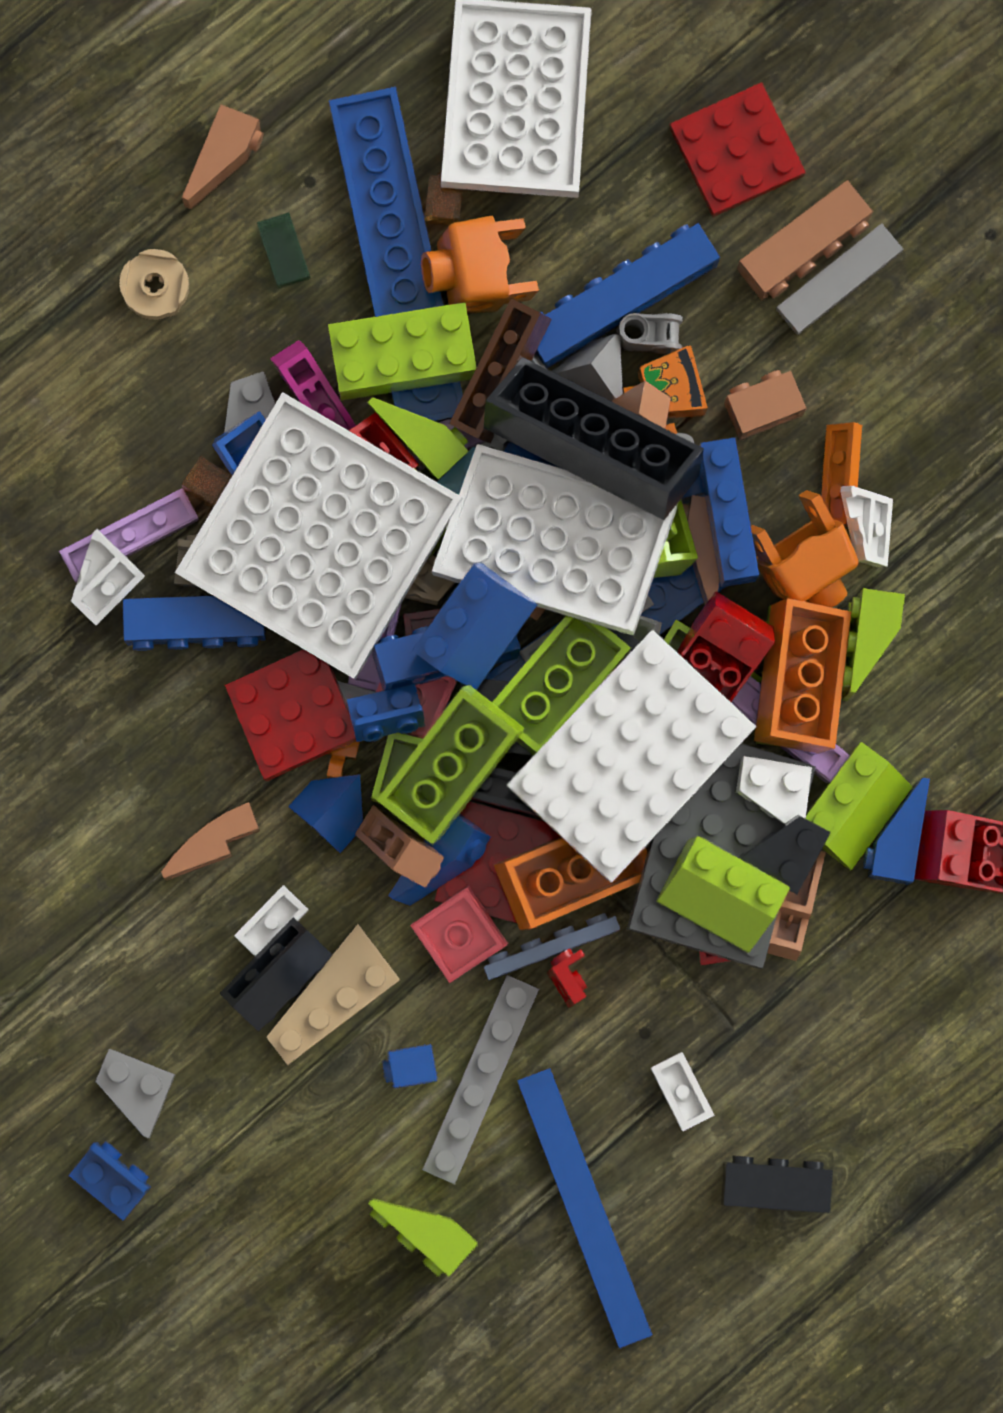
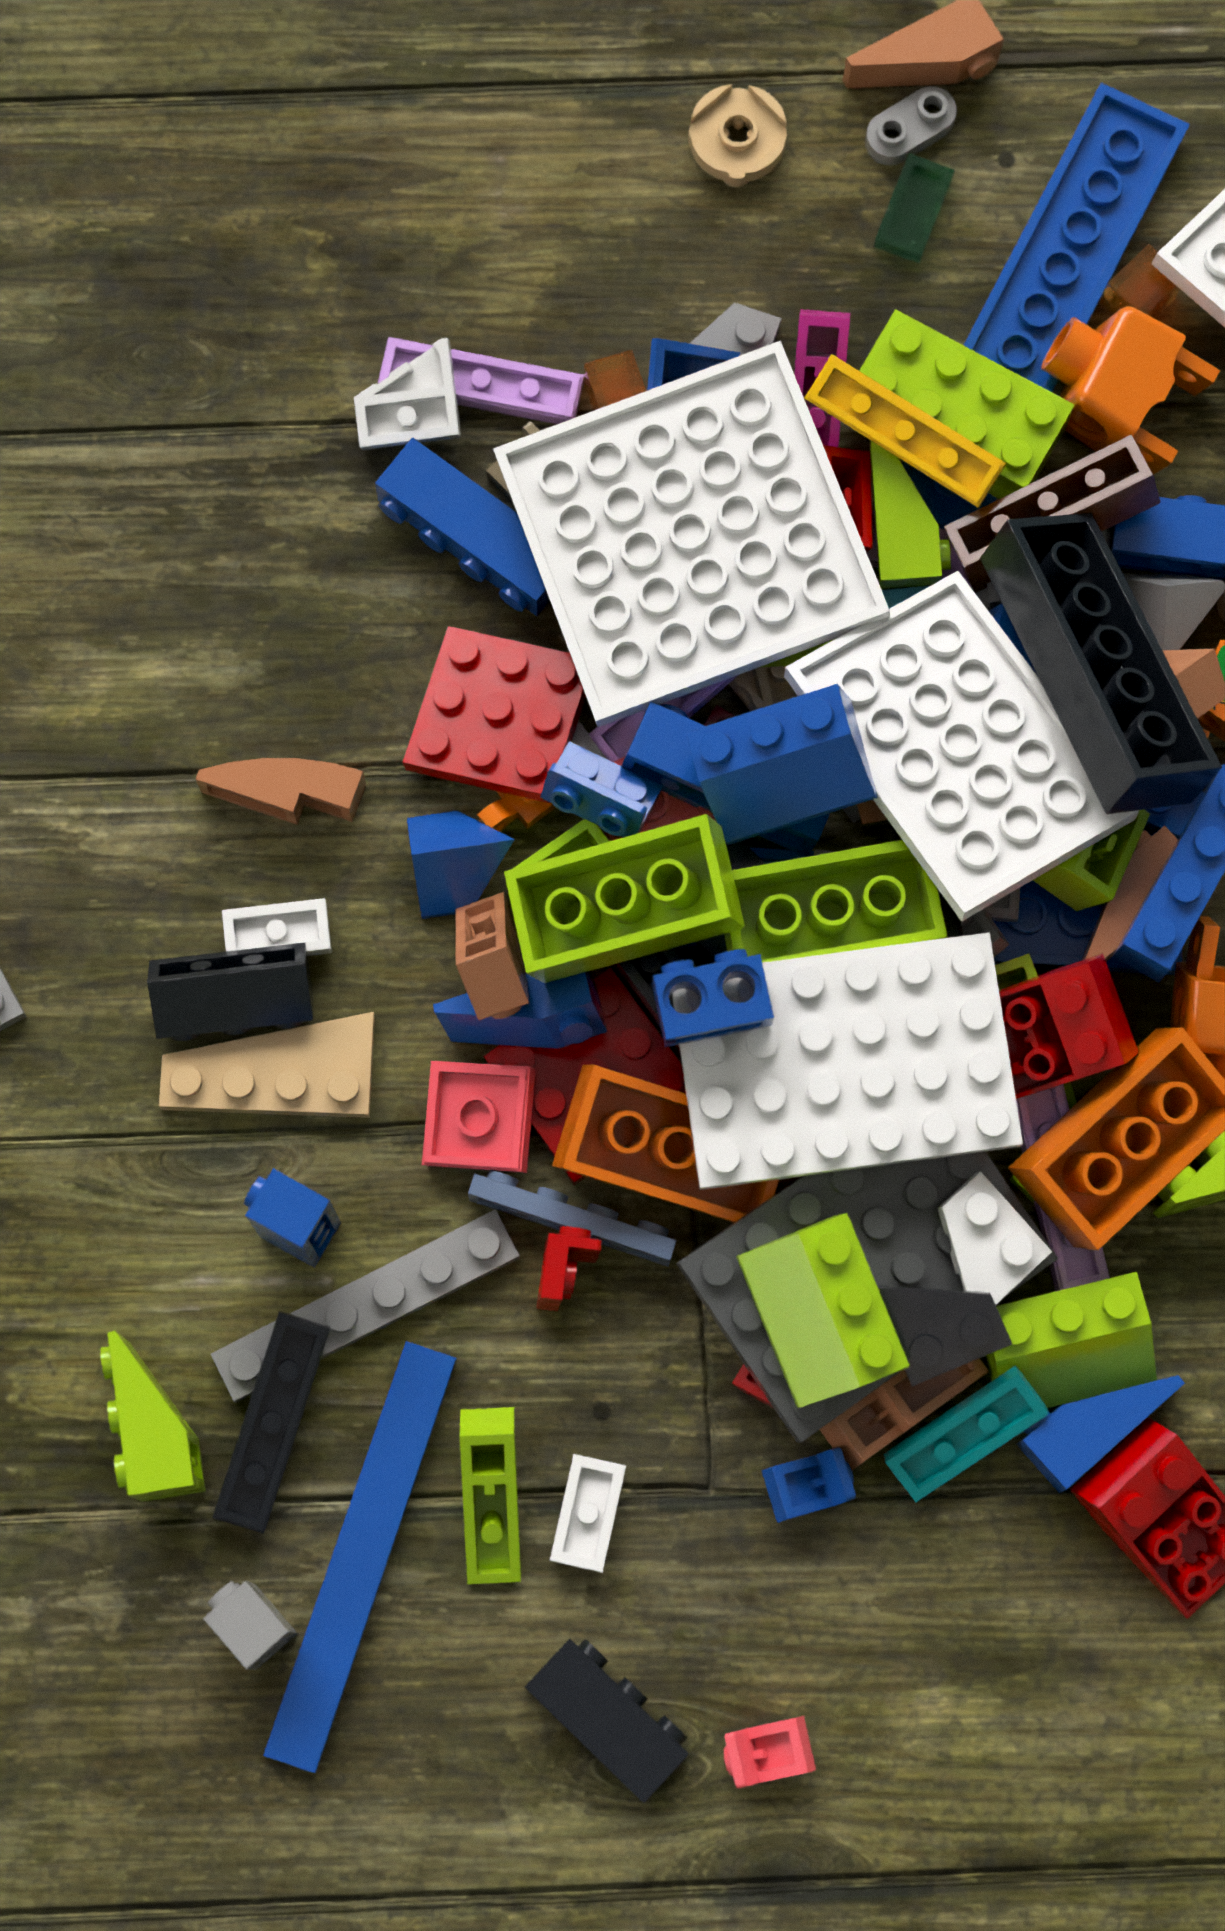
camera: 45 degrees right, 5 degrees down
(243, 203) = (913, 123): none -> light grey plate
(389, 389) = (905, 431): none -> yellow tile
(483, 1178) = (271, 1422): none -> black tile
(548, 787) = (716, 1013): none -> blue brick
(559, 1289) = (248, 1623): none -> light grey brick
(625, 1122) = (490, 1495): none -> lime slope
(782, 984) = (809, 1484): none -> blue bracket
(840, 894) = (965, 1434): none -> teal plate
(870, 1135) = (768, 1752): none -> coral bracket

